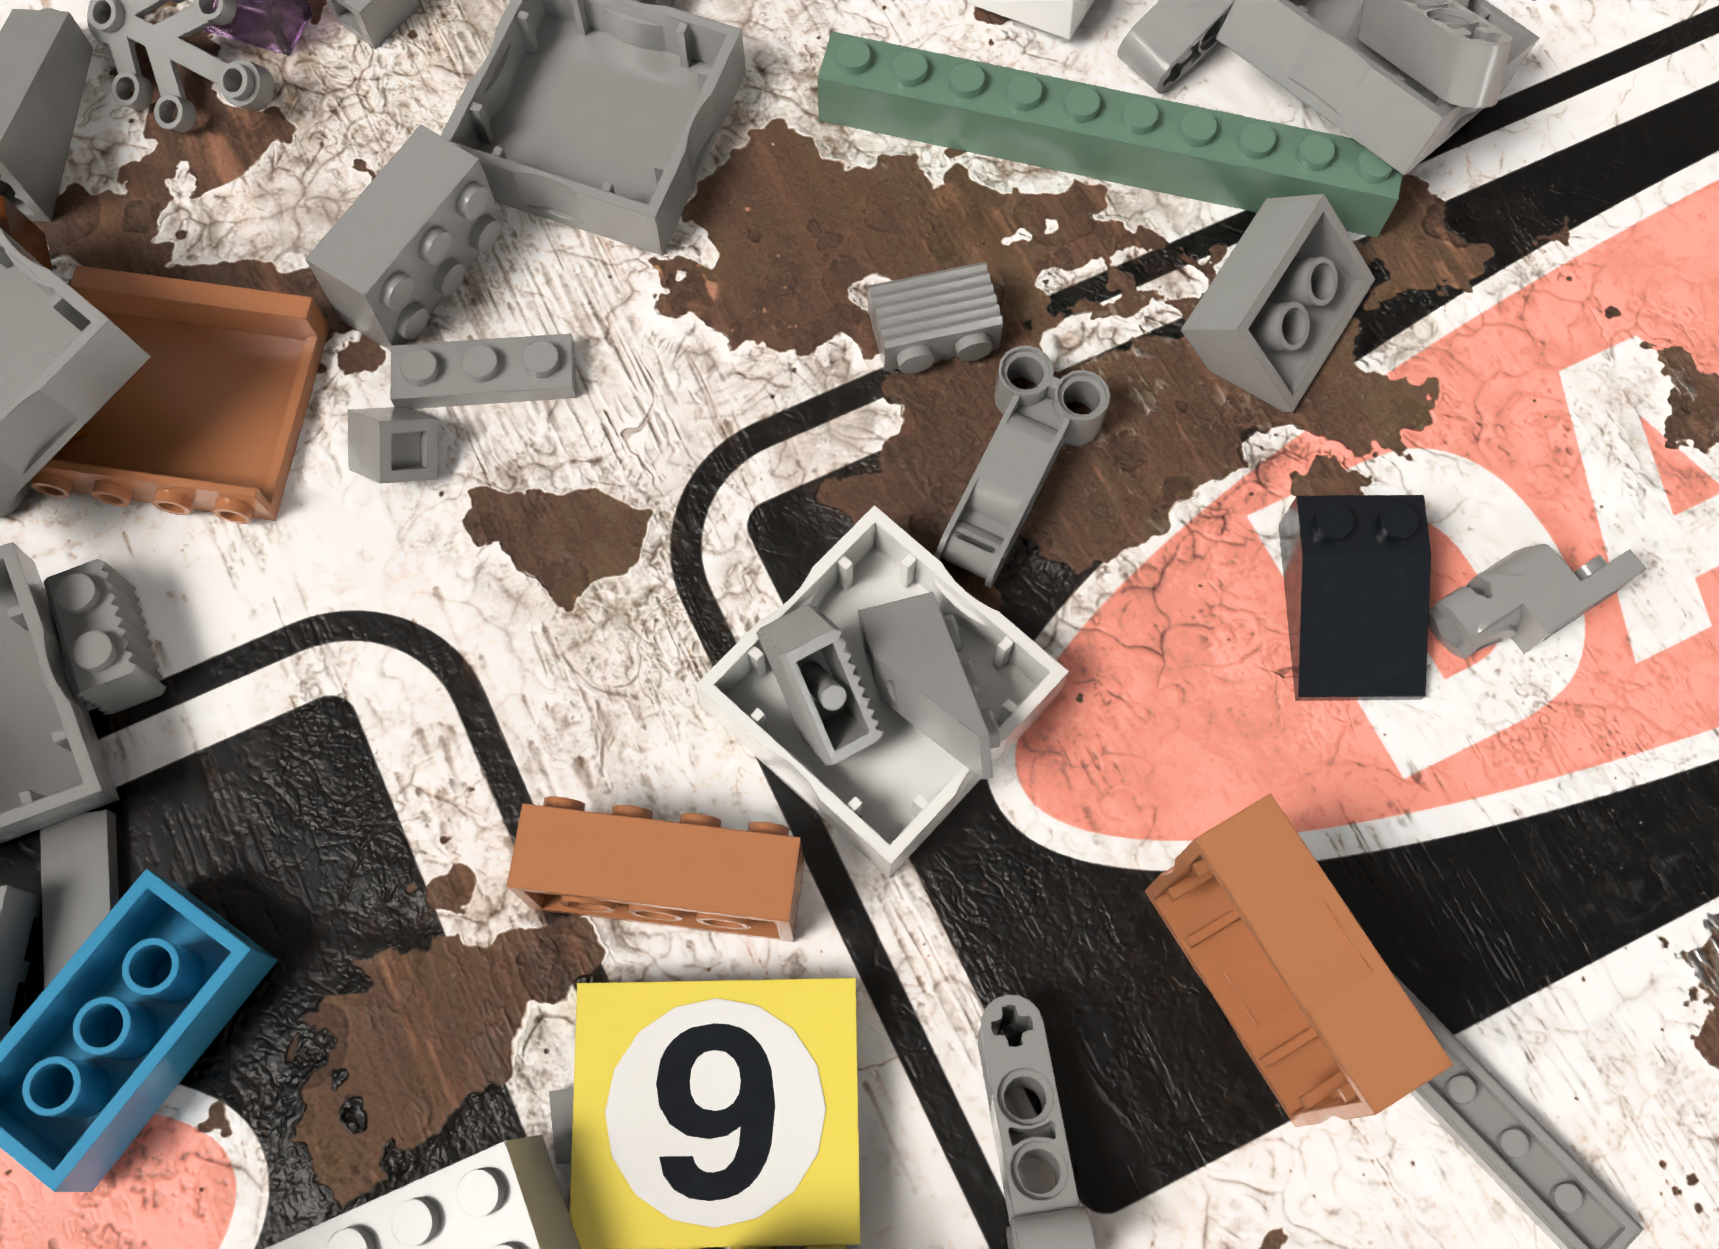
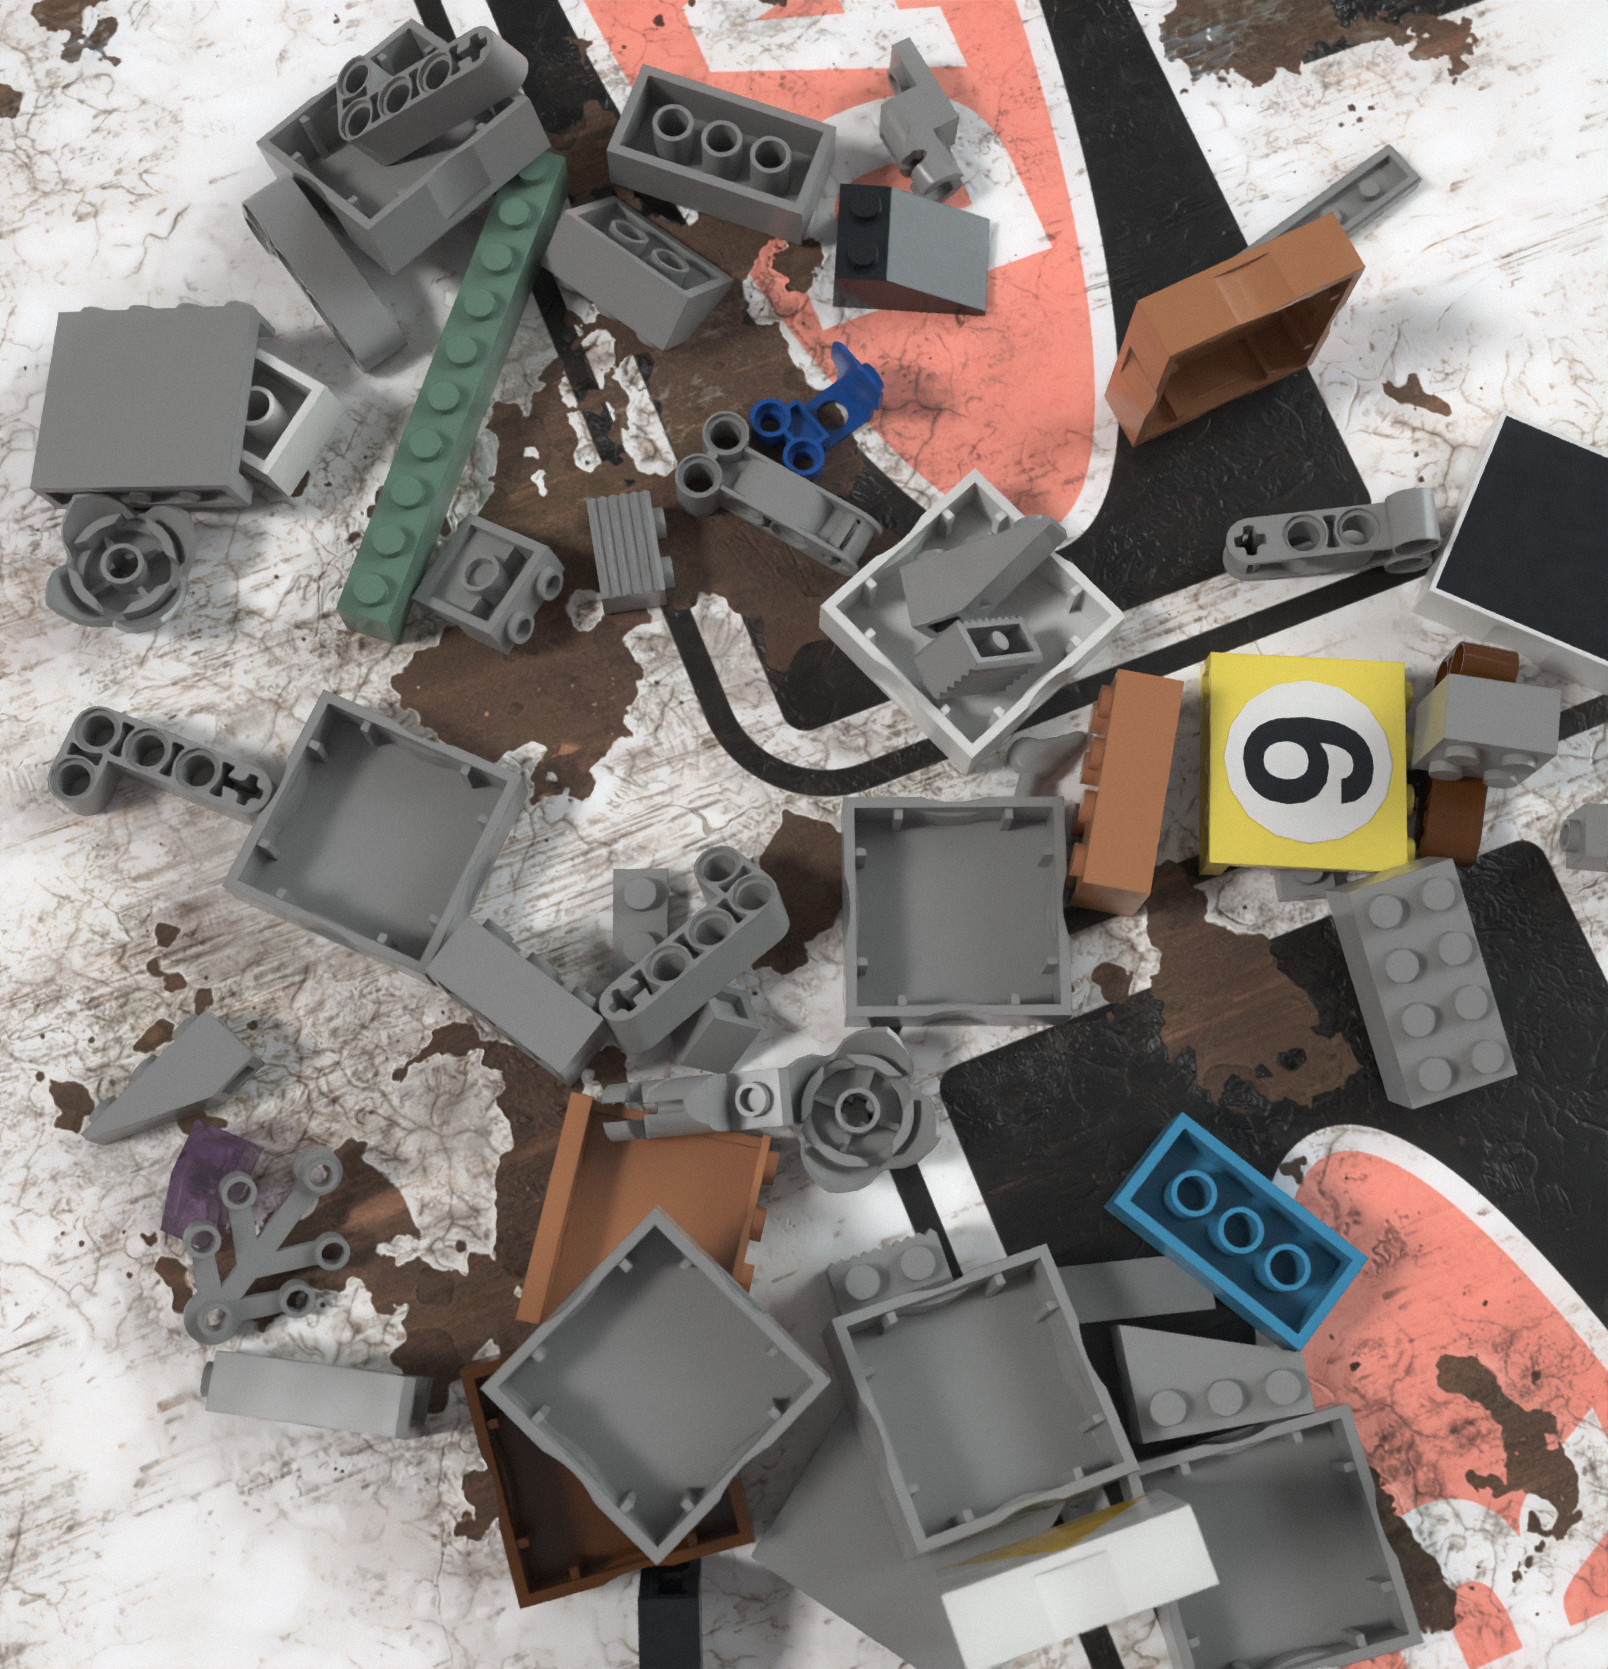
camera: 90 degrees left, 5 degrees up
(244, 574) = (868, 1067): none -> light grey brick
(288, 419) = (703, 1104): none -> light grey plate
(456, 411) = (702, 956): none -> light grey beam
(517, 686) = (954, 912): none -> light grey tile
(716, 782) = (1040, 759): none -> light grey animal
(883, 187) = (491, 583): none -> light grey plate
(1111, 495) = (856, 389): none -> blue piece
(1442, 373) = (721, 154): none -> light grey brick

